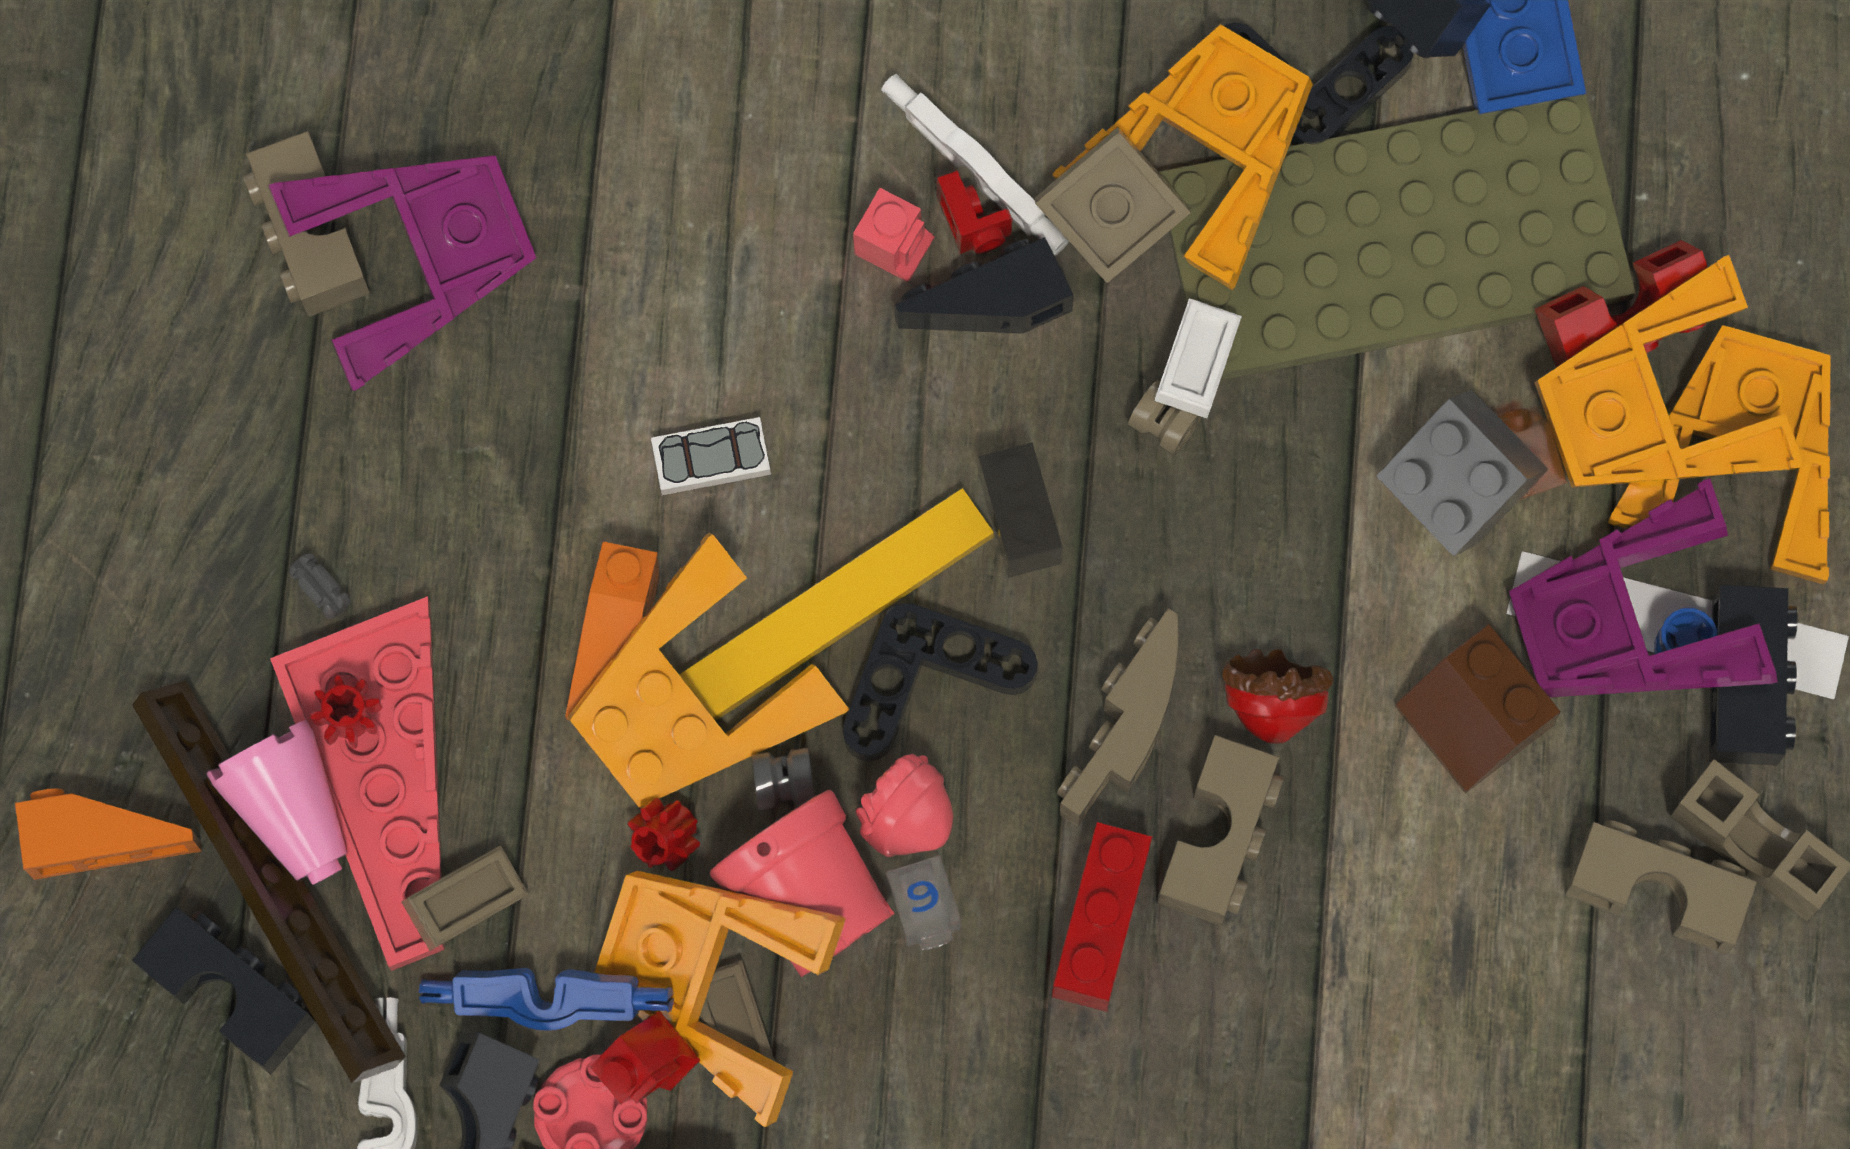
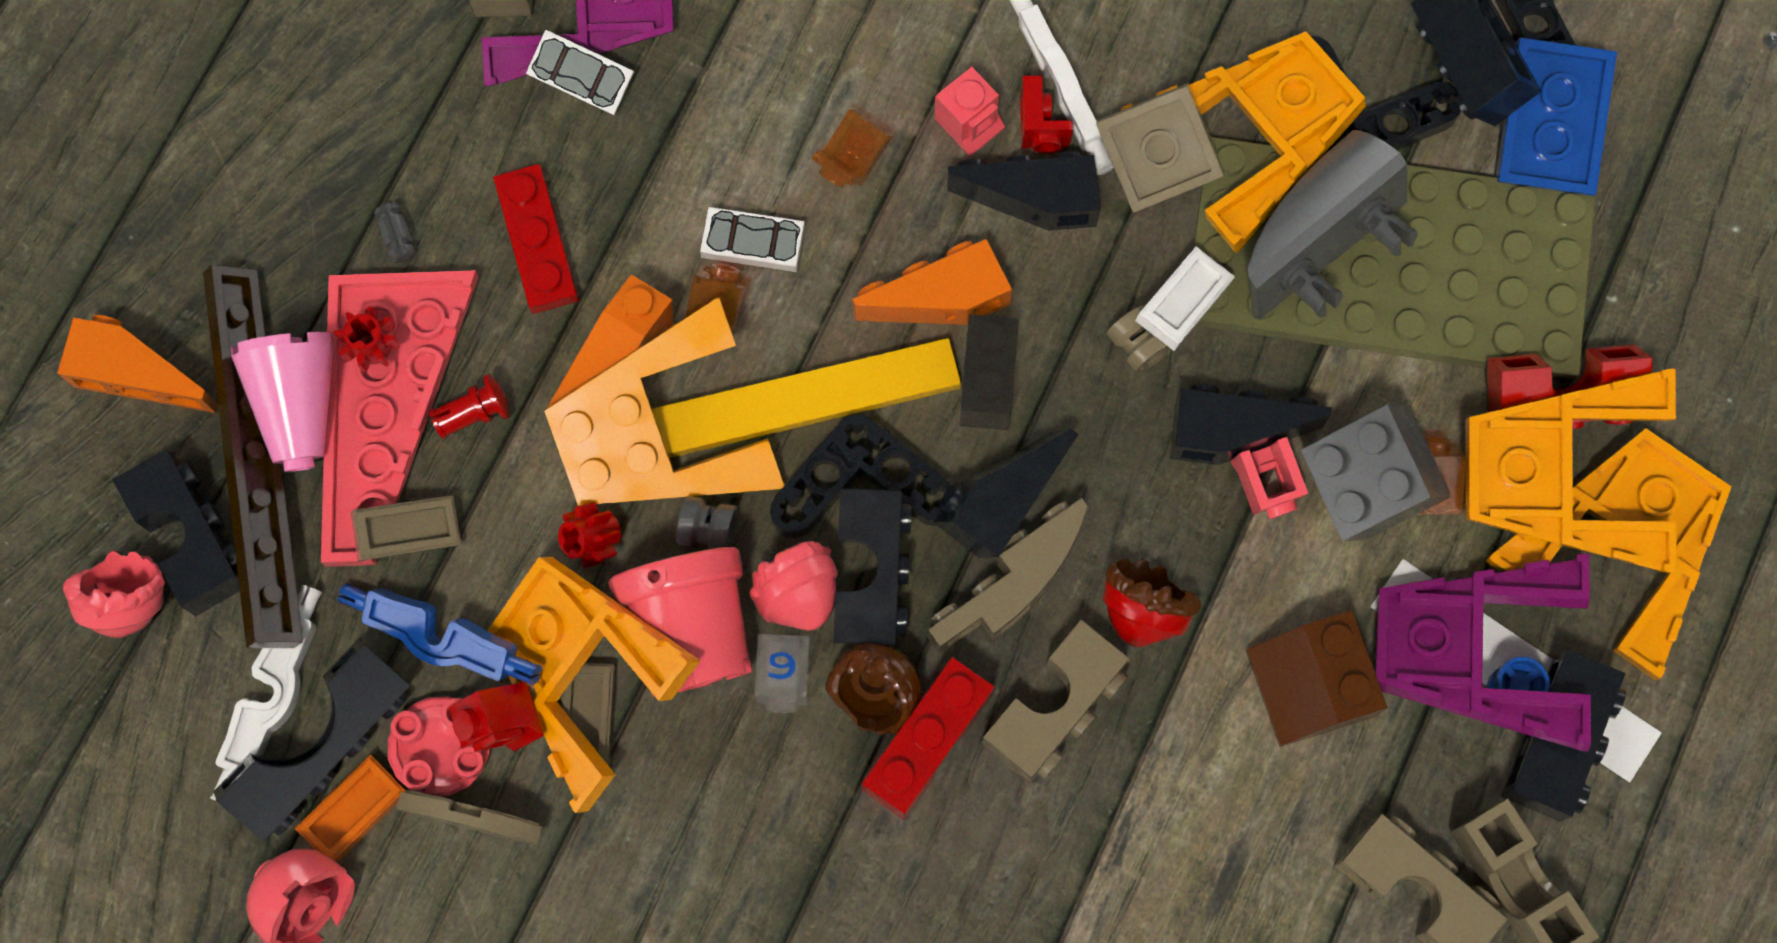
camera: 20 degrees right, 0 degrees up
(185, 1079) = (116, 594): none -> coral hair
(454, 340) = (580, 72): none -> tile
(475, 538) = (535, 239): none -> red plate
(481, 746) = (471, 408): none -> red pin
(691, 521) = (720, 282): none -> clear orange bracket
(782, 321) = (852, 150): none -> clear orange bracket
(941, 440) = (939, 292): none -> orange slope
(965, 711) = (877, 522): none -> black arch
(1027, 883) = (875, 687): none -> reddish brown hair
(1078, 644) = (993, 502): none -> black slope
(1290, 478) = (1220, 426): none -> black slope
(1311, 218) = (1324, 215): none -> dark grey piece
(1359, 492) = (1281, 459): none -> coral window

